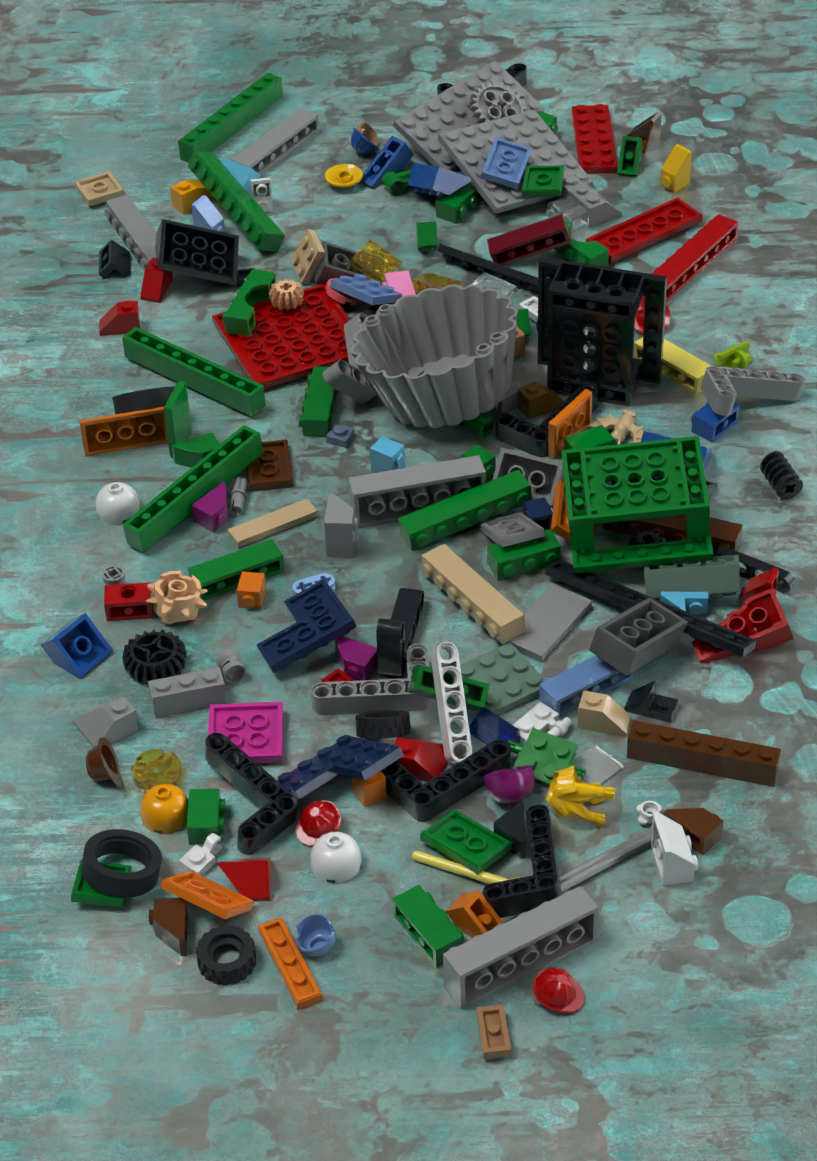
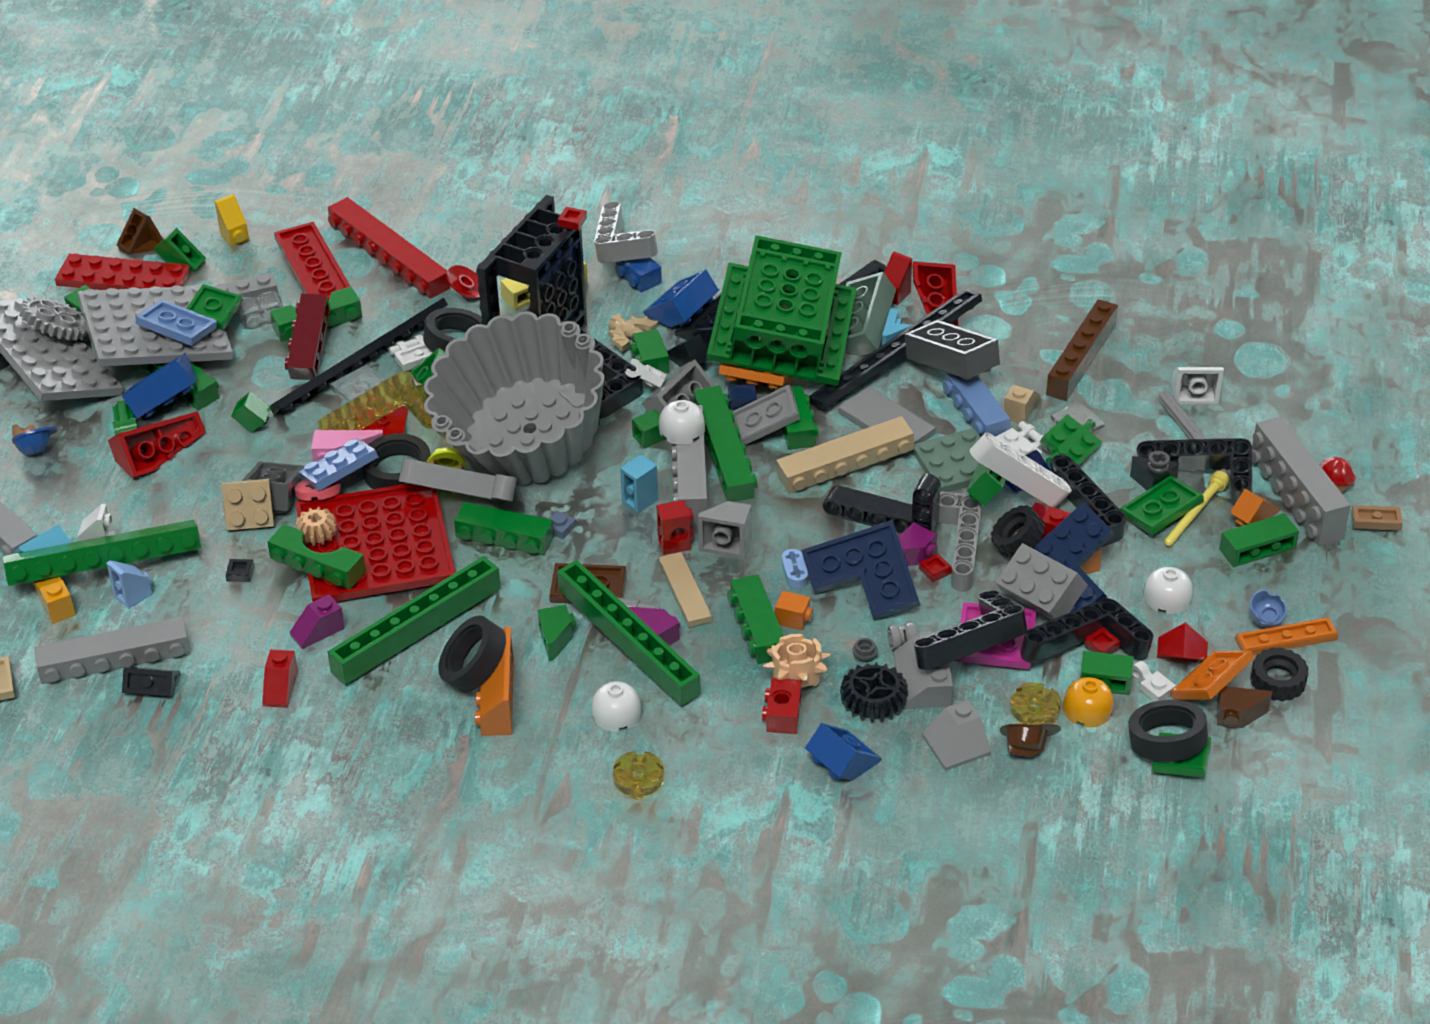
camera: 80 degrees left, 0 degrees up
(49, 531) = (640, 785): none -> clear yellow plate
(113, 575) = (747, 715): light grey wheel -> none
(155, 282) = (215, 641): red slope -> none
(177, 416) = (525, 623): green tile -> none
(189, 327) = (318, 622): none -> magenta slope
(197, 251) = (202, 590): black slope -> none
(209, 701) = (999, 622): none -> black beam
(212, 646) = (864, 649): none -> dark grey plate
(245, 809) = (1102, 641): none -> red plate
(303, 745) = (1041, 583): none -> light grey brick
(316, 820) = (1127, 593): red piece -> none
(332, 481) = (674, 527): none -> red brick
(343, 175) = (89, 465): yellow dish -> none
(375, 199) = (150, 446): none -> red wedge
(375, 261) = (278, 457): clear yellow plate -> none
(391, 158) = (86, 427): blue slope -> none
(446, 457) = (681, 422): none -> white cylinder
(510, 785) = (1104, 461): magenta cylinder -> none
(512, 813) = (1158, 462): none -> dark grey bush
(539, 442) = (650, 375): none -> white plate
(569, 793) = (1126, 415): yellow piece -> none
(571, 420) = (622, 344): orange tile -> none
(624, 292) = (572, 218): none -> red plate
(646, 703) = (1008, 373): black slope -> none
(646, 811) = (1141, 394): white plate -> none
(701, 825) = (1163, 367): reddish brown slope -> none
(781, 475) = (734, 243): black piece -> none

